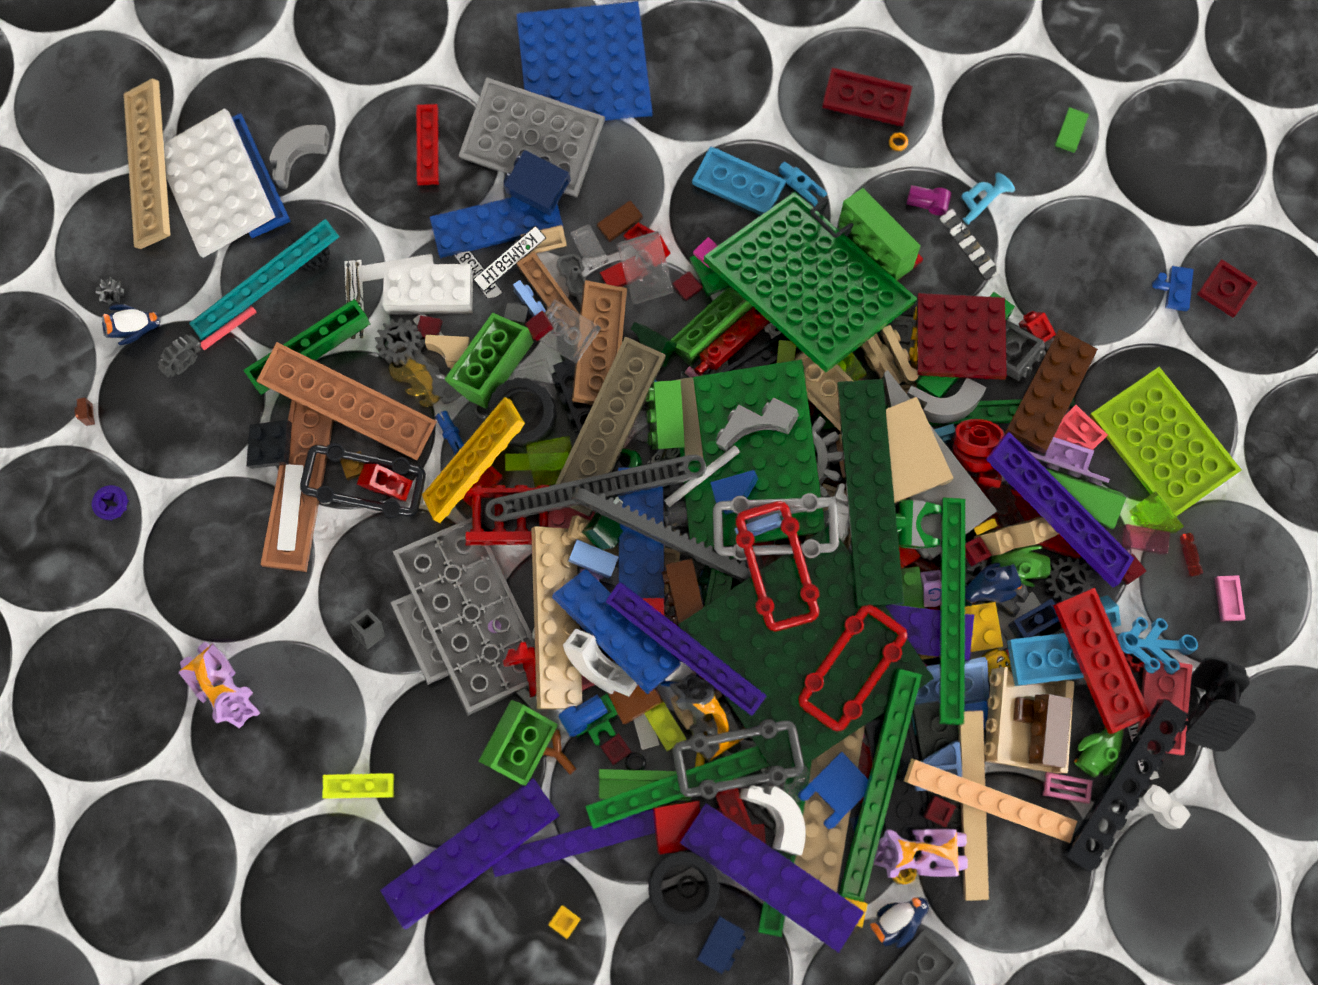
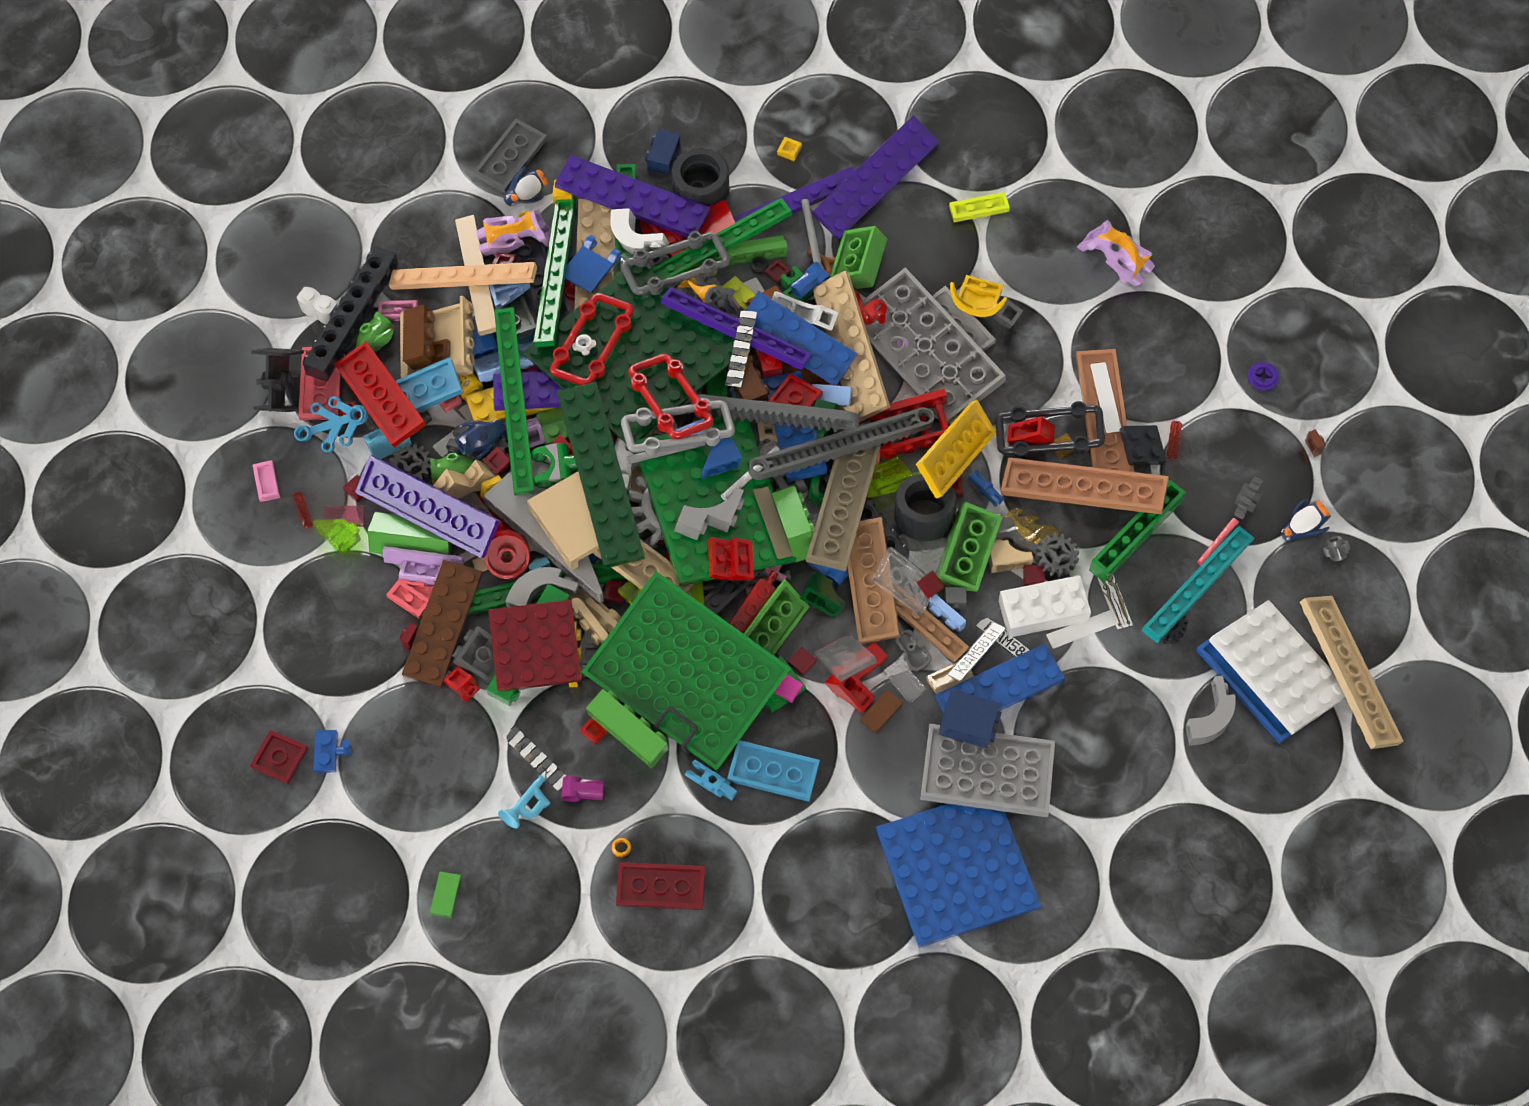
camera: 170 degrees right, 10 degrees down
(232, 449) = (1174, 439): none -> clear red axle
(392, 658) = (978, 297): none -> yellow piece
(428, 144) = (1089, 749): red plate -> none
(565, 787) = (811, 231): none -> light grey bar
(633, 560) = (796, 392): none -> red tile
(684, 618) = (741, 348): none -> sticker
(744, 375) = (730, 559): none -> red slope
(869, 664) = (584, 340): none -> white plate
(1034, 621) = (439, 423): dark blue brick -> none
(1087, 385) = (408, 635): none -> dark red plate
(1165, 442) = (332, 600): lime plate -> none

